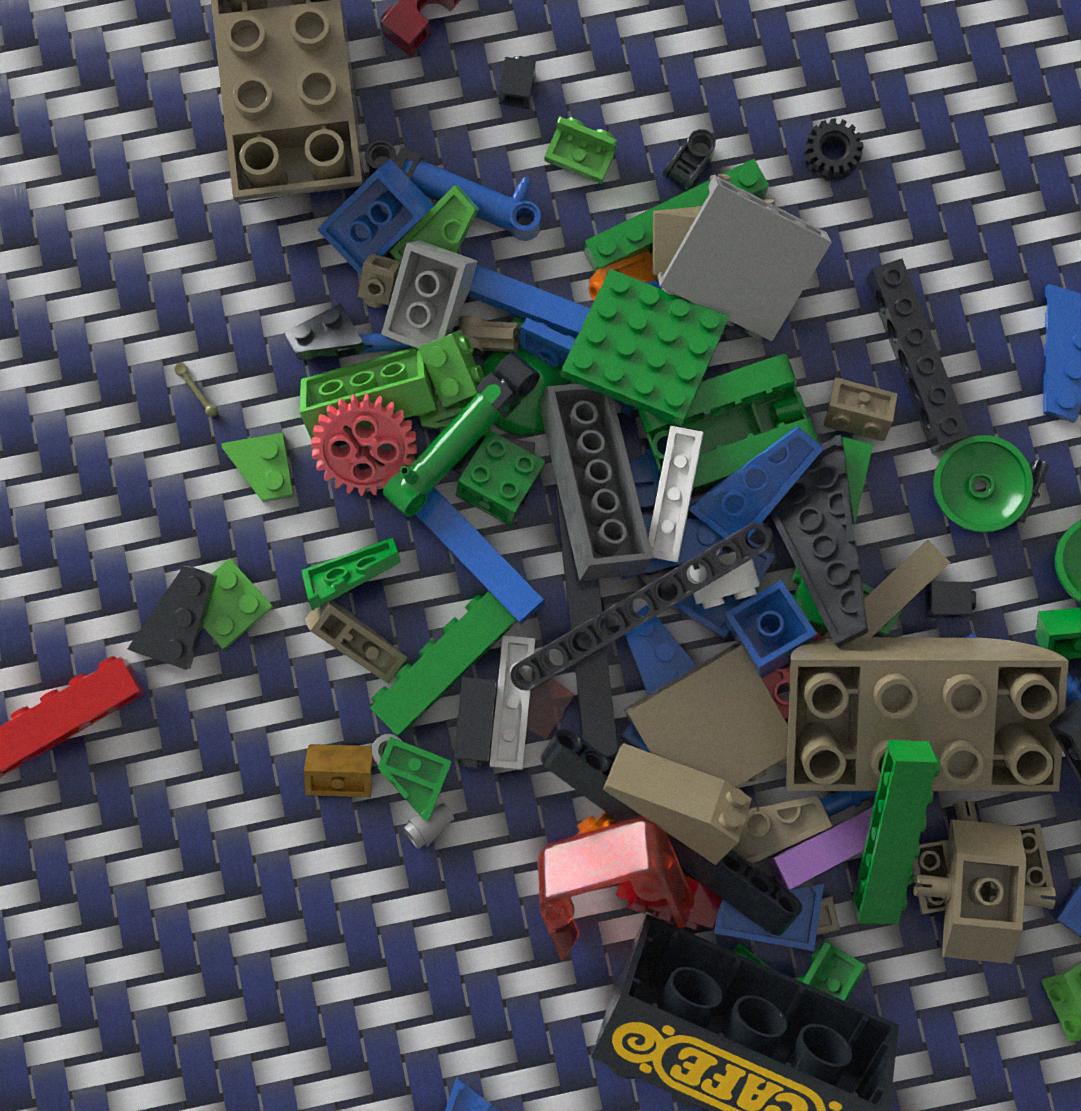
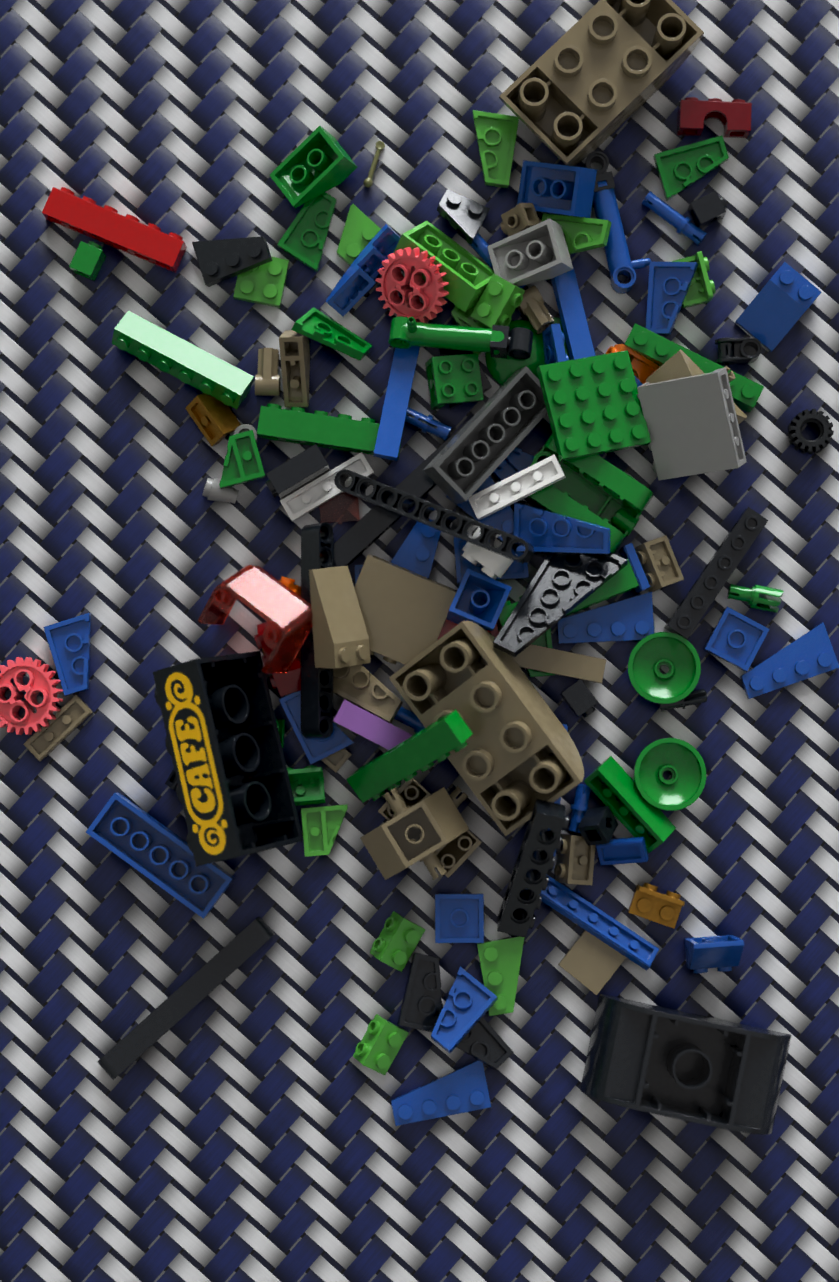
camera: 55 degrees right, 5 degrees up
(56, 780) = (88, 260): none -> green brick
(150, 457) = (313, 168): none -> green slope
(214, 511) = (309, 231): none -> green wing
(249, 758) = (182, 359): none -> brick
(278, 247) = (496, 145): none -> bright green wing
(304, 486) = (363, 271): none -> blue slope
(341, 677) = (267, 378): none -> dark tan piece
(453, 66) = (688, 164): none -> green wing
(499, 122) = (674, 218): none -> blue pin
(544, 530) = (442, 431): none -> blue pin
(575, 186) = (666, 293): none -> blue wing
(675, 84) = (778, 306): none -> blue slope
(827, 430) = (628, 552): none -> blue tile
(891, 499) = (614, 622): none -> blue wing
(891, 992) = (321, 828): none -> bright green wing
(972, 331) = (757, 596): none -> green arm
(1002, 386) = (736, 639): none -> blue plate

